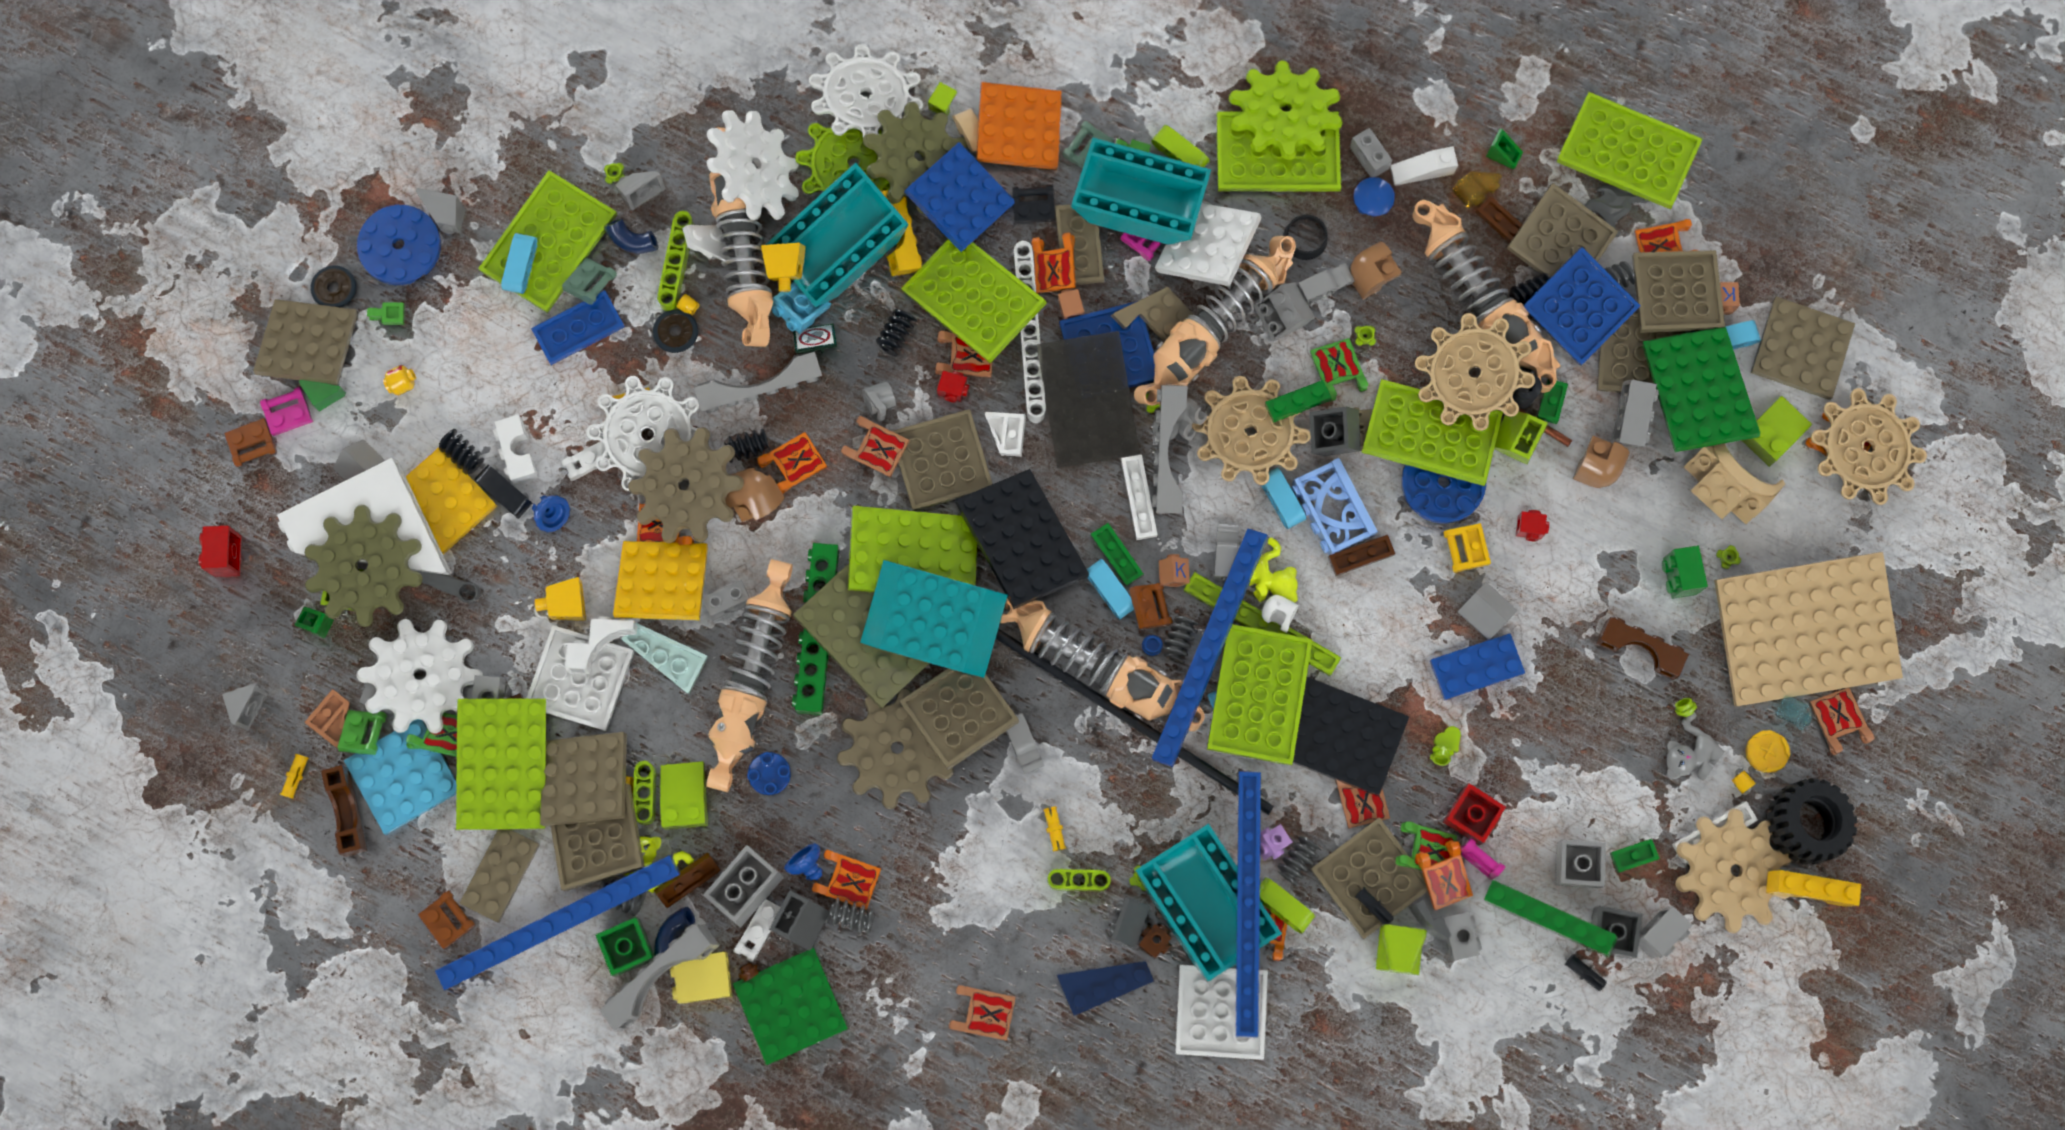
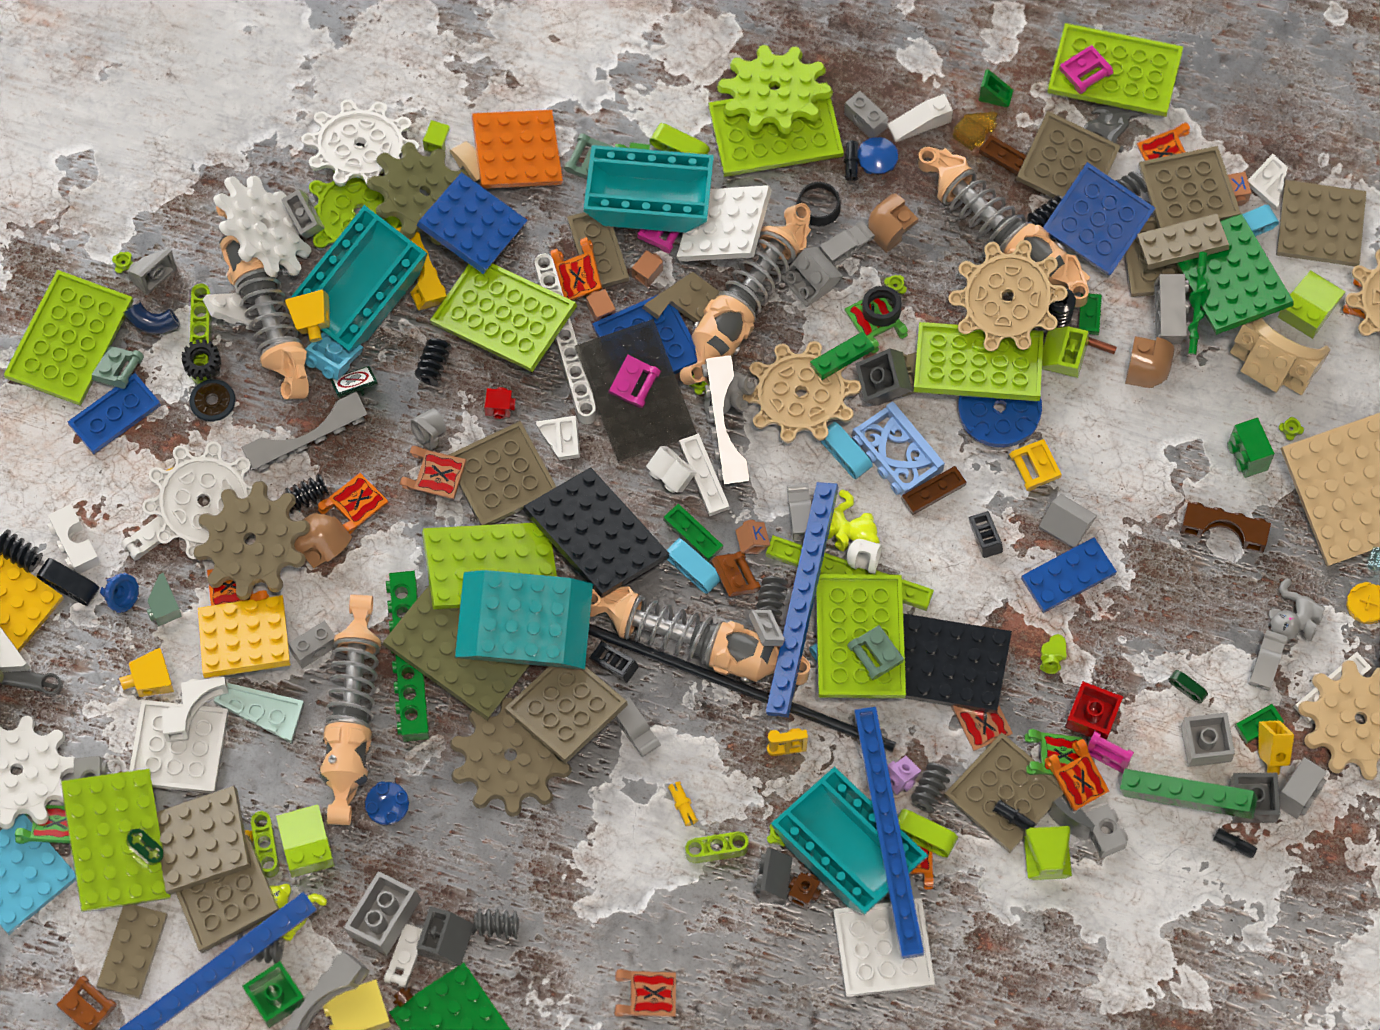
camera: 10 degrees left, 10 degrees down
(519, 263) = (45, 361): medium azure beam -> none
(523, 780) = (140, 850): none -> dark green beam
(590, 530) = (162, 603): none -> sand green slope
(661, 282) = (201, 348): none -> black tyre
(673, 928) = (317, 966): dark blue cylinder -> none
(688, 304) = (223, 374): yellow hose -> none
(688, 880) = (324, 920): reddish brown plate -> none
(796, 157) = (303, 213): none -> light grey brick
(805, 862) = (441, 880): blue hair -> none
(850, 880) = (487, 890): flag -> none
(963, 358) = (504, 374): nougat flag -> none
(1027, 684) = (624, 670): none -> black slope
(1033, 211) = (546, 226): black plate -> none
(1083, 386) = (628, 378): none -> dark pink plate
(1097, 986) = (759, 945): dark blue wing -> none
(1107, 487) = (670, 469): none -> white brick
(1124, 273) = (647, 268): none -> nougat brick
(1152, 645) = (743, 611): blue plate -> none
(1169, 672) = (766, 627): none -> light grey plate
(1174, 788) = (794, 742): none -> yellow plate
(1277, 713) = (882, 650): none -> sand green plate
(1347, 197) = (851, 160): none -> black axle
(1347, 371) = (884, 319): none -> black tyre
(1404, 623) = (990, 546): none -> black slope
(1532, 525) = (1094, 432): red brick -> none
(1572, 804) = (1188, 686): none -> dark green beam
(1597, 140) = (1082, 64): none -> dark pink plate
(1646, 883) = (1275, 745): none -> yellow torso
(1656, 793) = (1267, 660): none -> light grey piece
(1661, 346) = (1182, 241): none -> dark tan plate
(1661, 412) = (1195, 300): none -> green piece
(1685, 707) = (1279, 575): lime plate -> none
(1743, 782) = (1350, 635): yellow hose -> none
(1759, 294) = (1269, 180): none -> white wing

